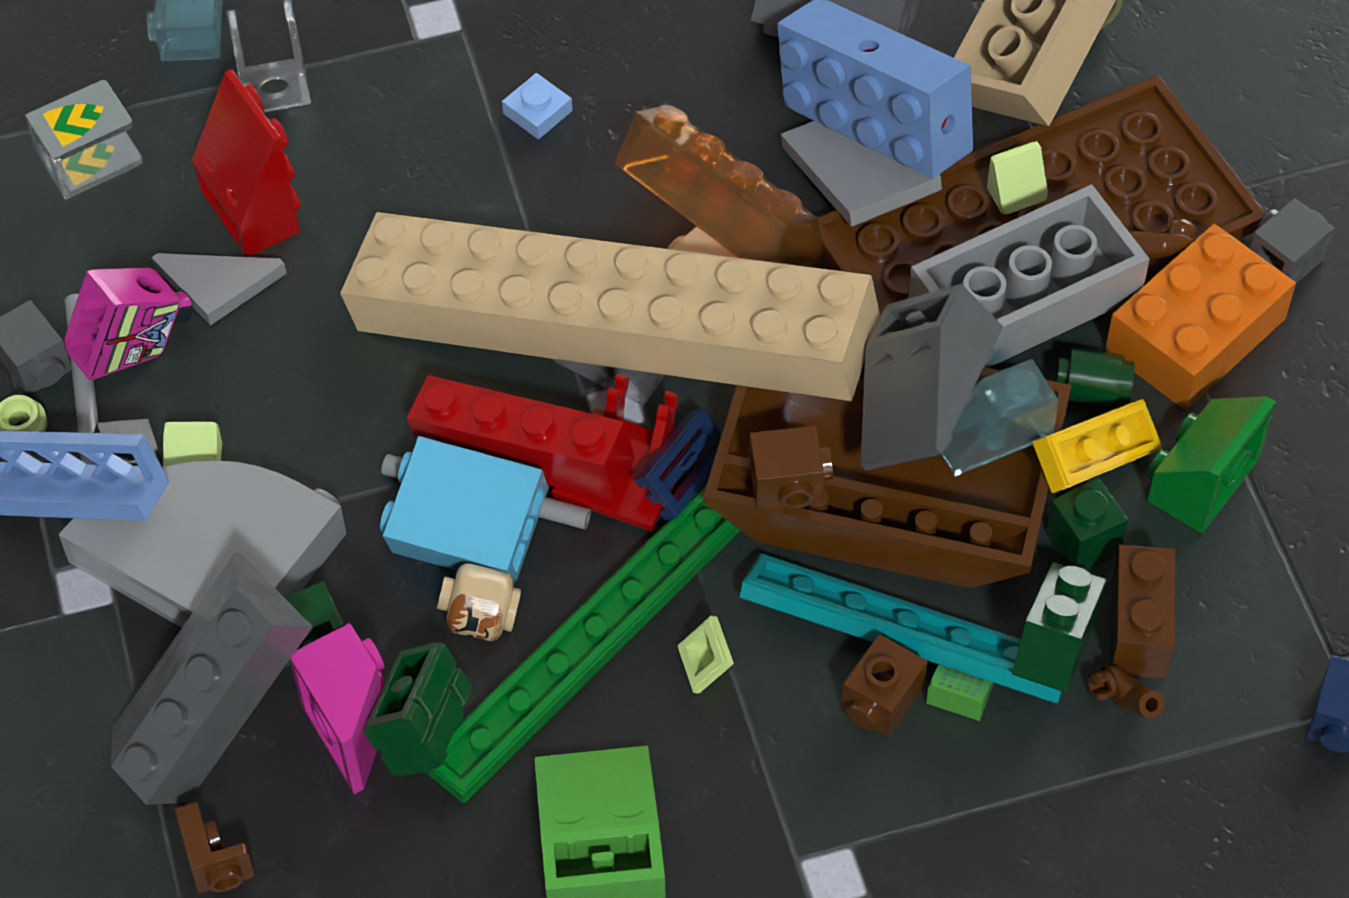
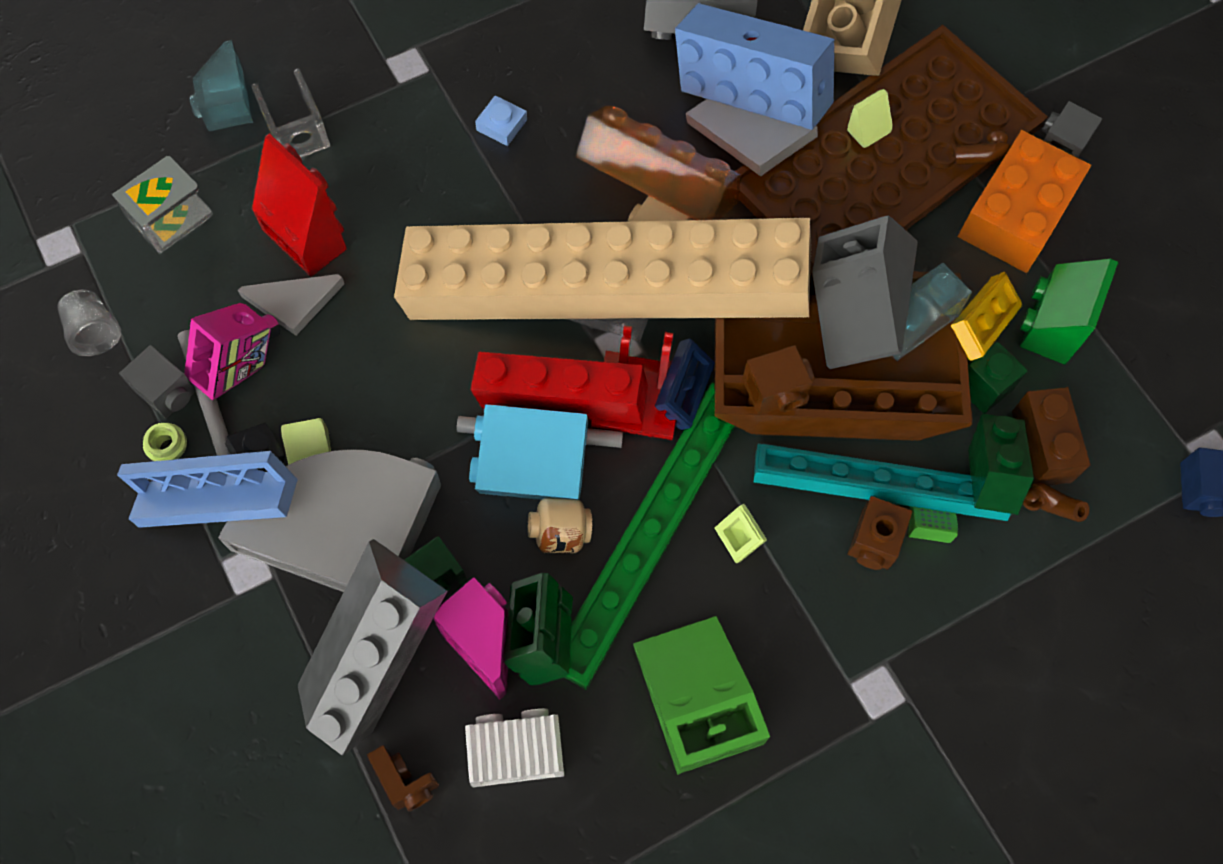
camera: 15 degrees left, 10 degrees up
(355, 846) = (514, 748): none -> white brick
(1043, 270) = (914, 184): light grey brick -> none
(1096, 377) = (968, 258): dark green brick -> none

